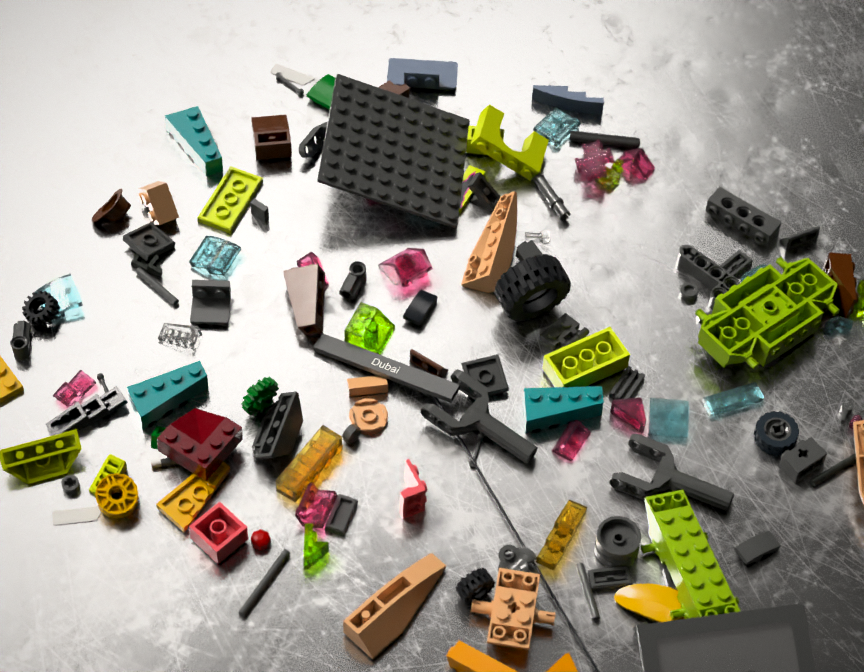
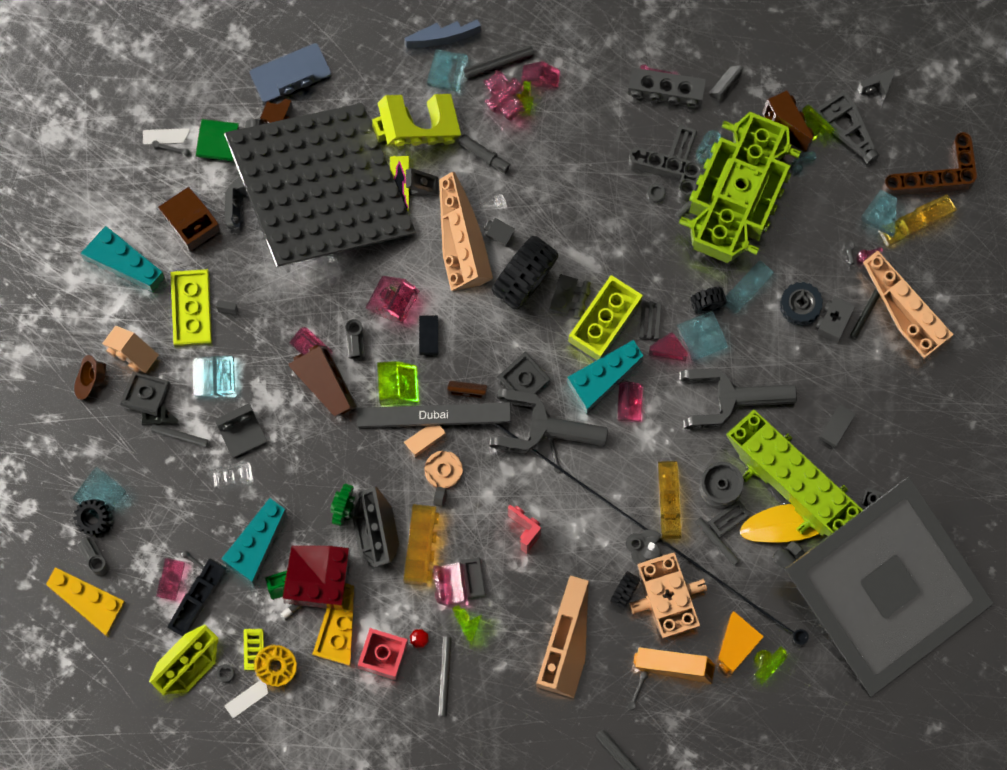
camera: 25 degrees left, 20 degrees up
(689, 388) = (708, 300): none -> black tyre

